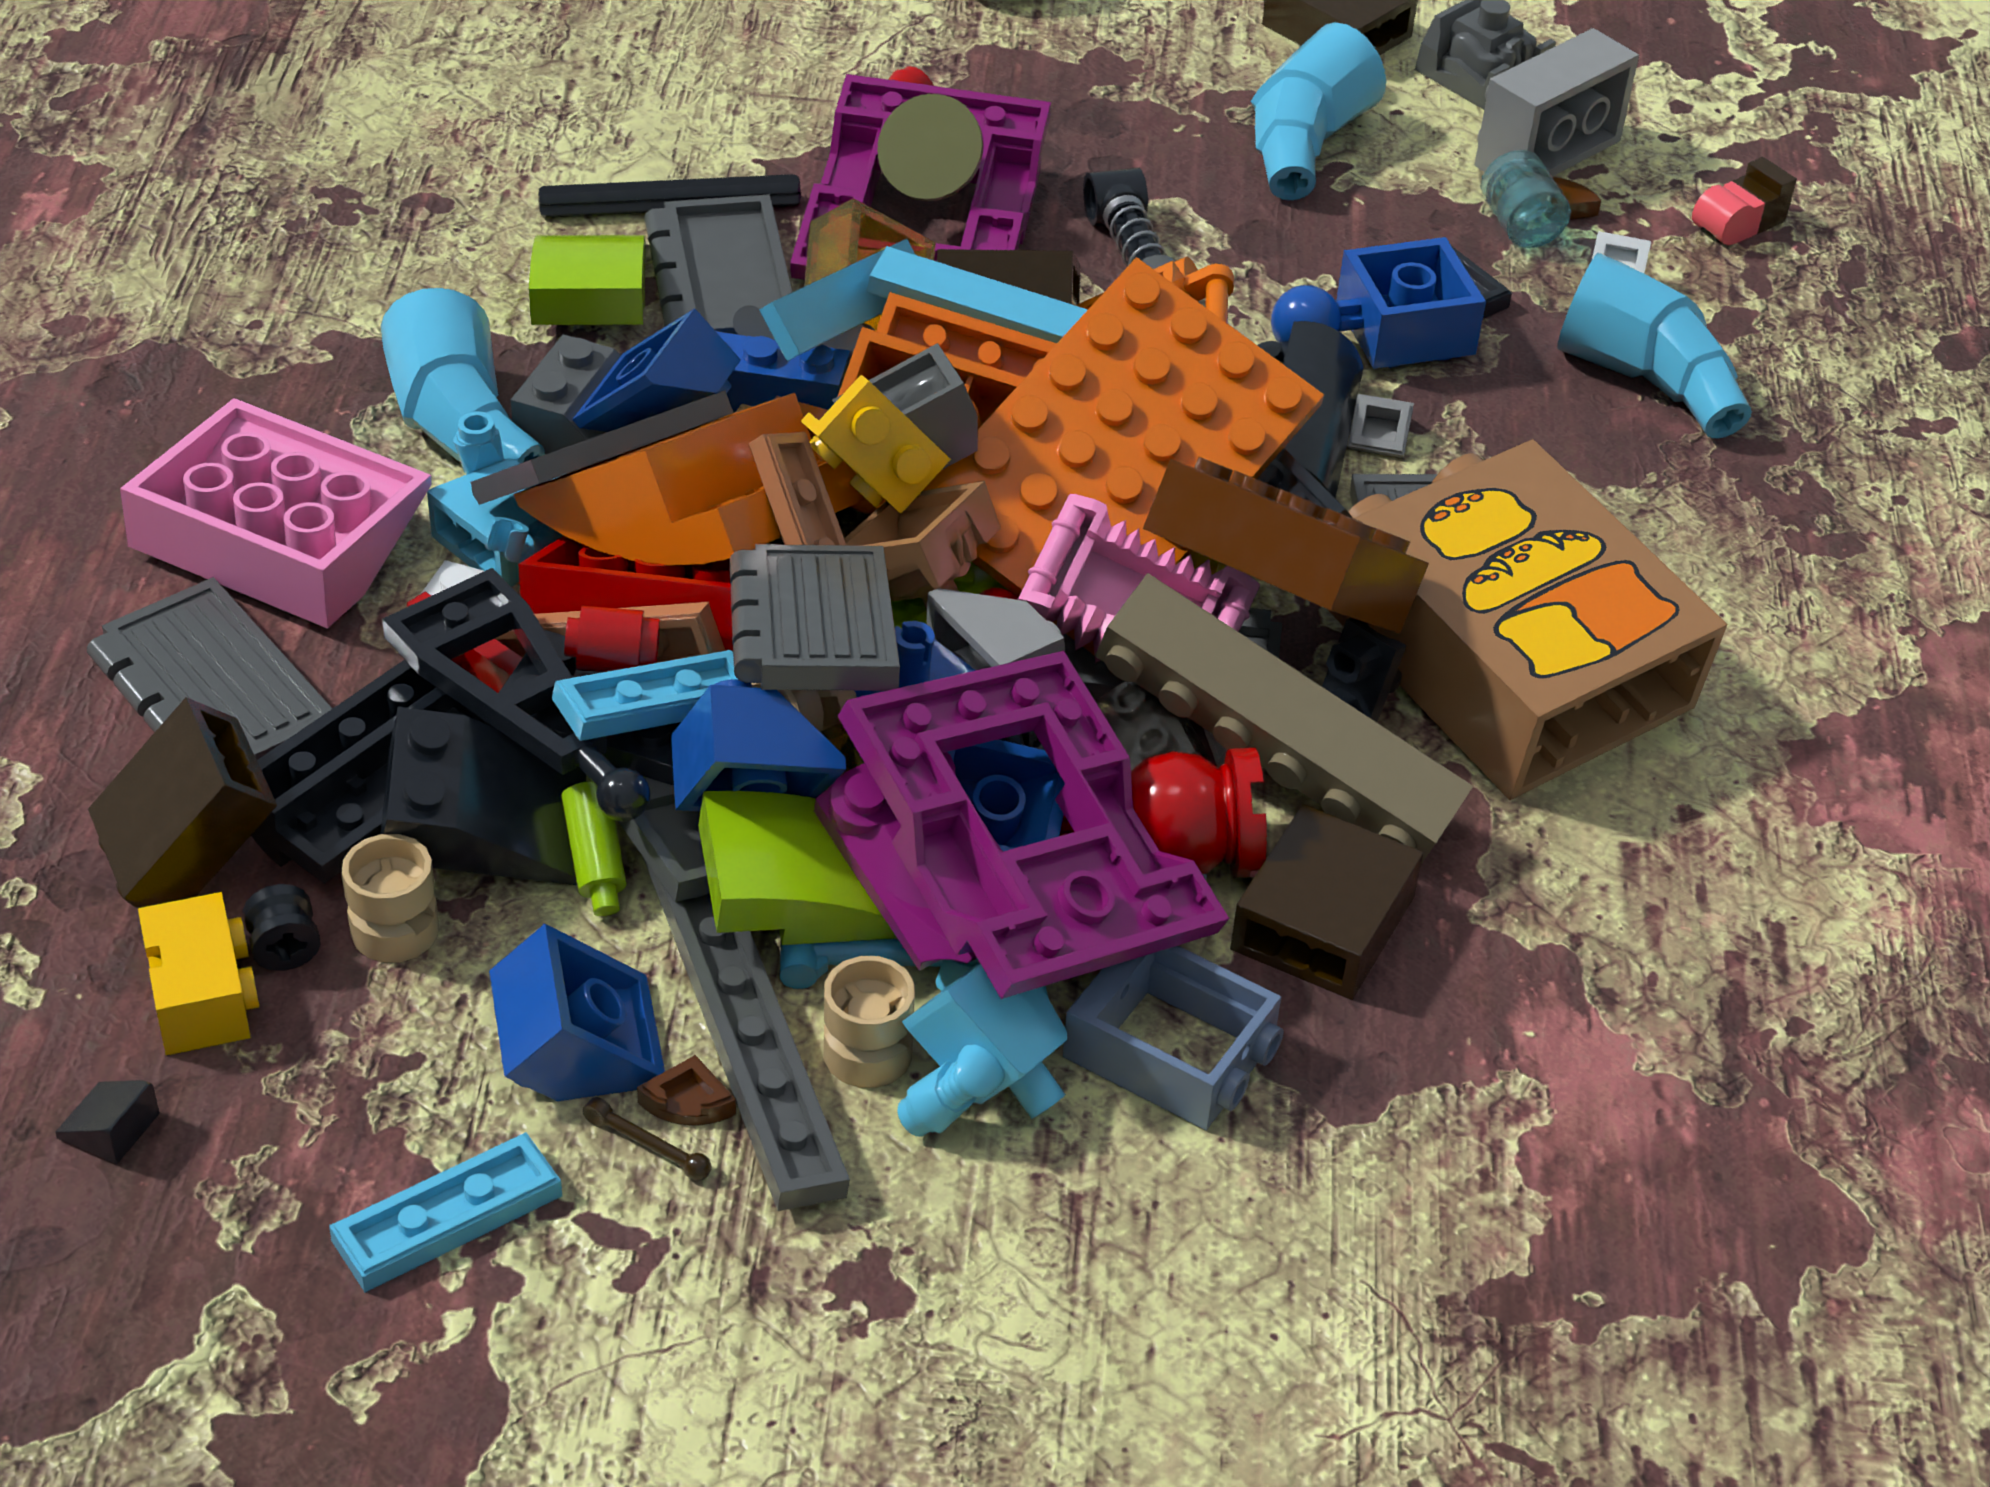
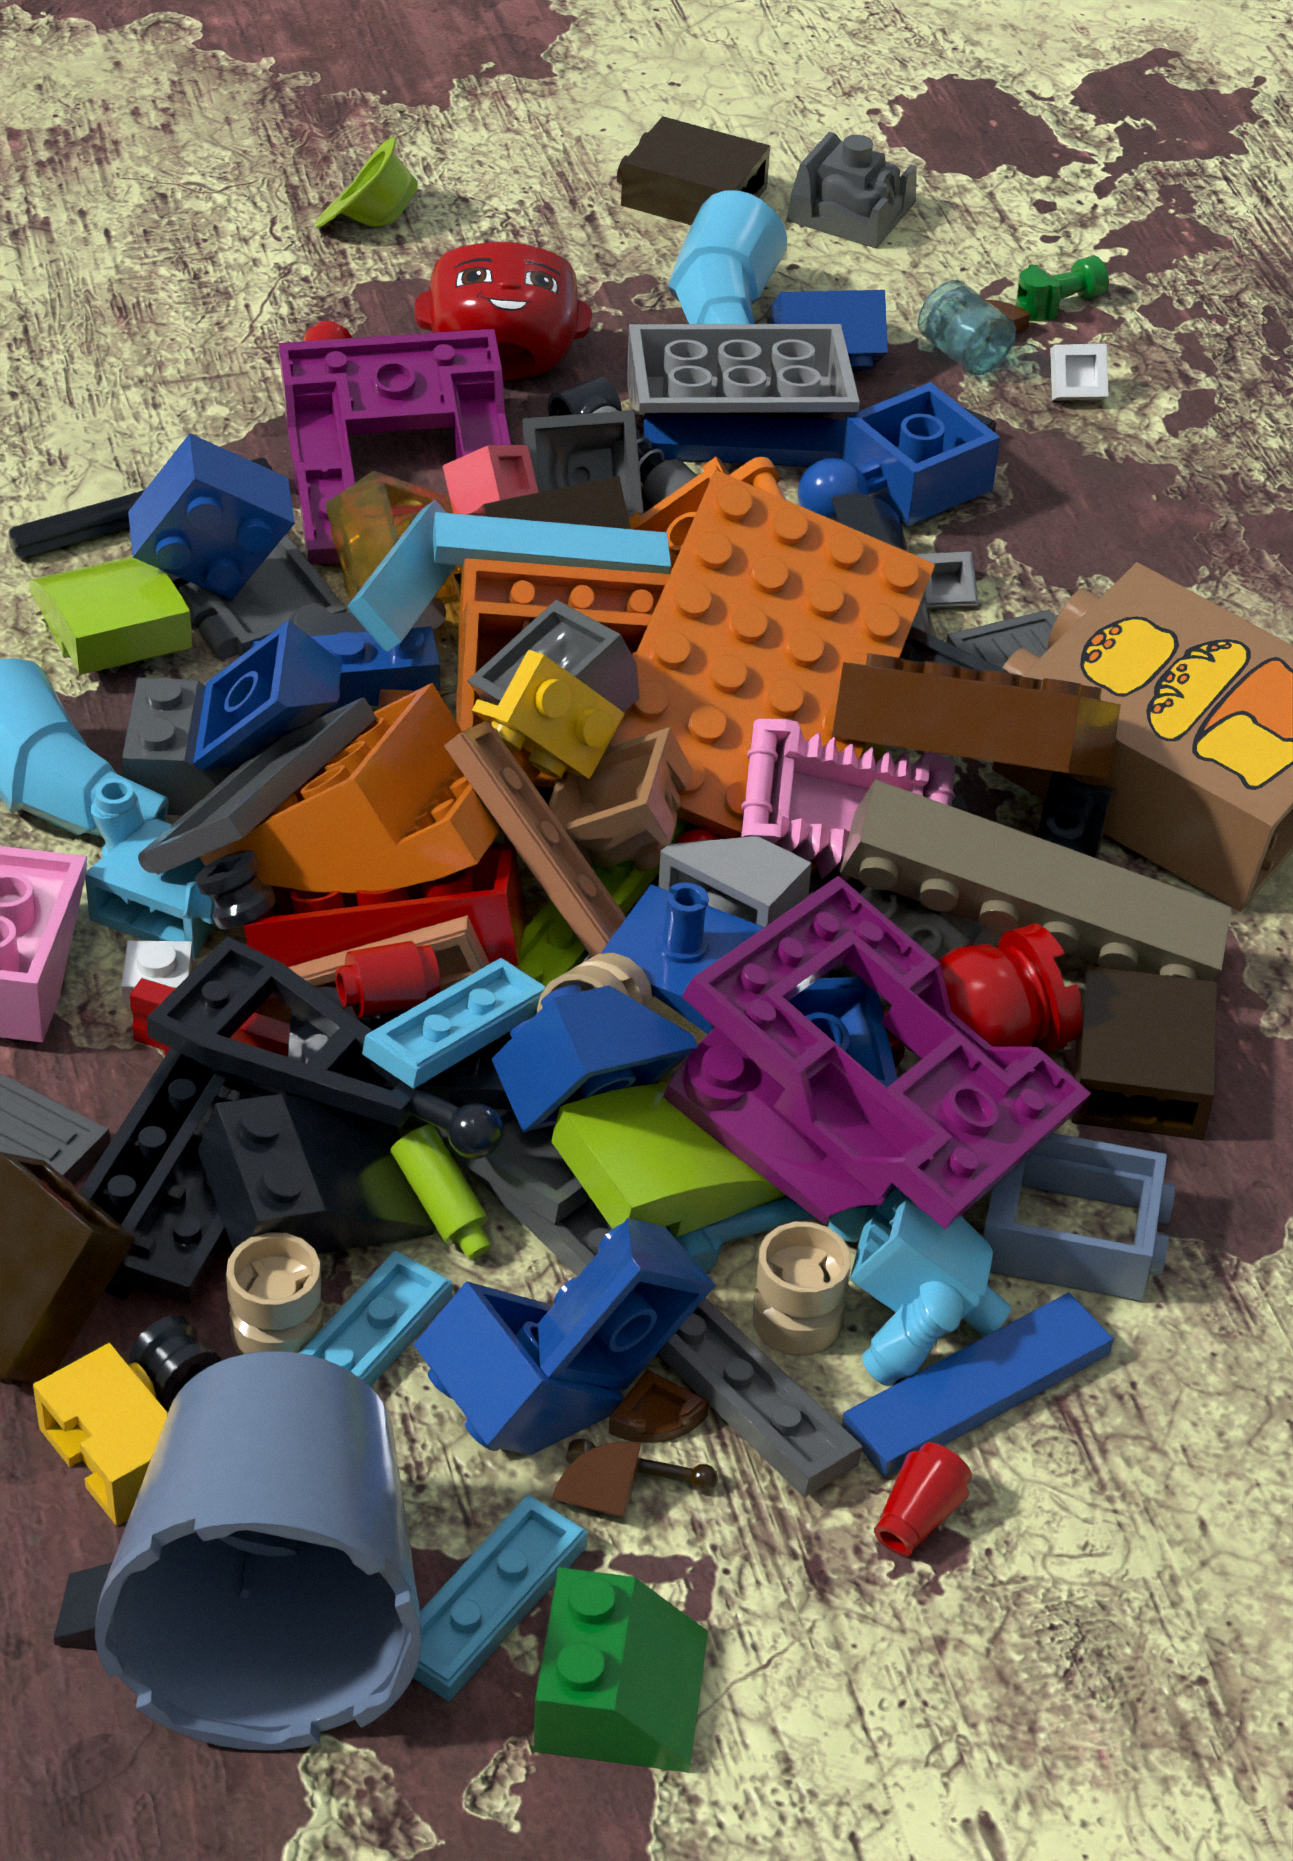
camera: 20 degrees left, 0 degrees up
(227, 1106) = (266, 1560): none -> sand blue cone
(448, 960) = (382, 1318): none -> medium azure tile
(512, 1311) = (618, 1674): none -> green slope
(525, 530) = (235, 889): none -> black wheel
(599, 1138) = (601, 1479): none -> reddish brown tile
(680, 990) = (621, 1307): none -> blue slope
(697, 209) = (210, 517): none -> blue brick
(813, 618) = (599, 904): dark grey hinge -> none
(882, 1243) = (923, 1497): none -> red cone
(930, 147) = (406, 401): olive piece -> none
(978, 227) = (489, 476): none -> coral panel
(999, 1157) = (978, 1382): none -> blue tile
(1078, 222) = (584, 450): none -> dark grey brick
(1095, 83) = (518, 293): none -> red piece
(1250, 252) = (744, 437): none -> blue tile
(1270, 187) = (739, 368): none -> light grey slope
(1387, 172) = (858, 311): none -> blue slope
(1559, 103) = (954, 228): light grey brick -> none
(1623, 184) = (1041, 292): none -> green leg
(1658, 333) = (1152, 431): medium azure piece -> none
(1747, 203) = (1160, 286): leg -> none

